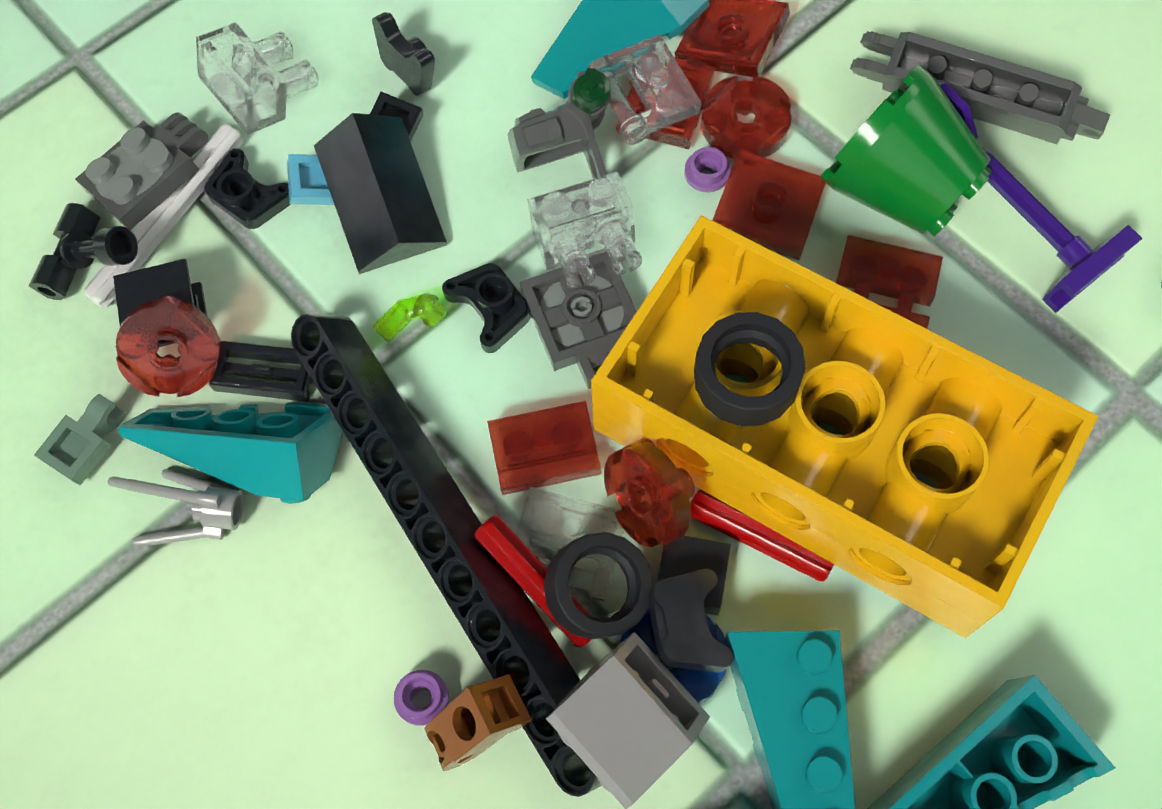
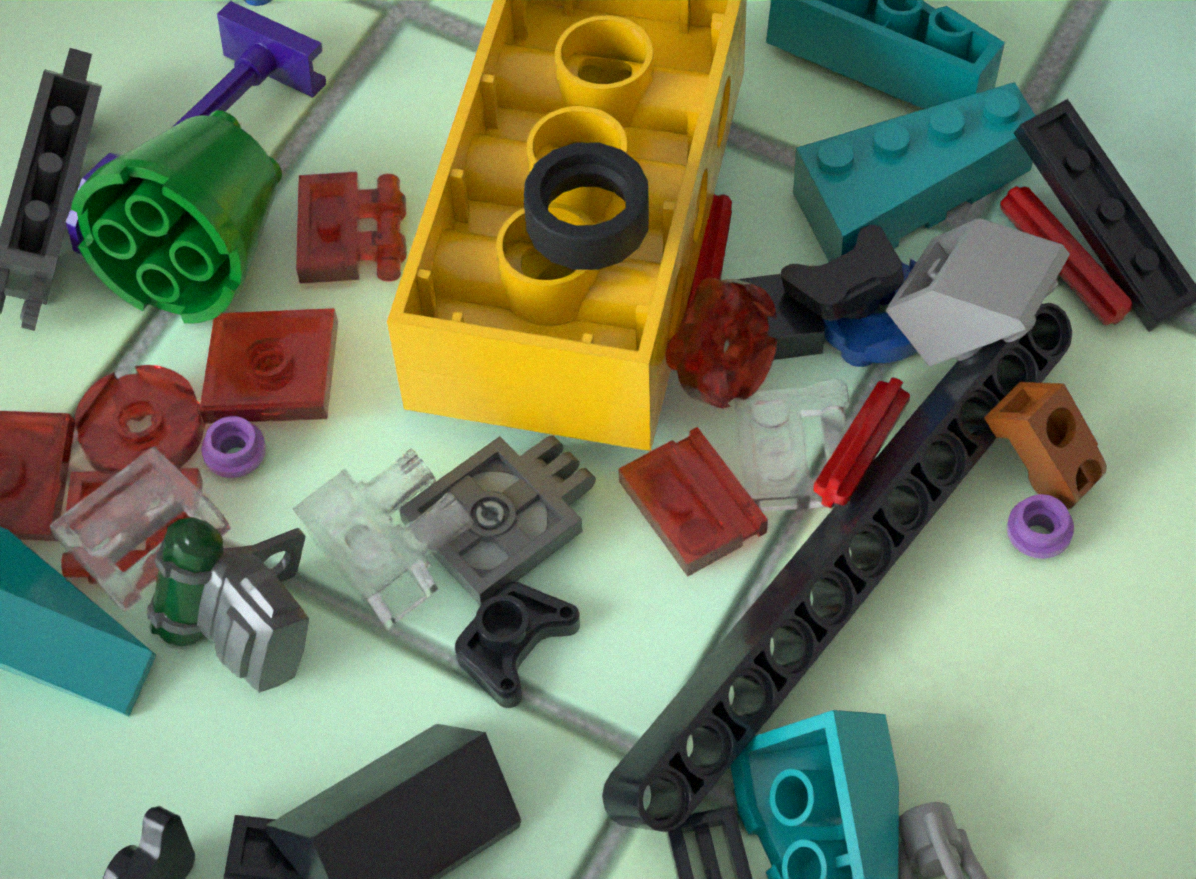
camera: 110 degrees left, 10 degrees down
(409, 309) = (559, 726): clear neon green arm -> none
(637, 576) = (845, 394): black tyre -> none

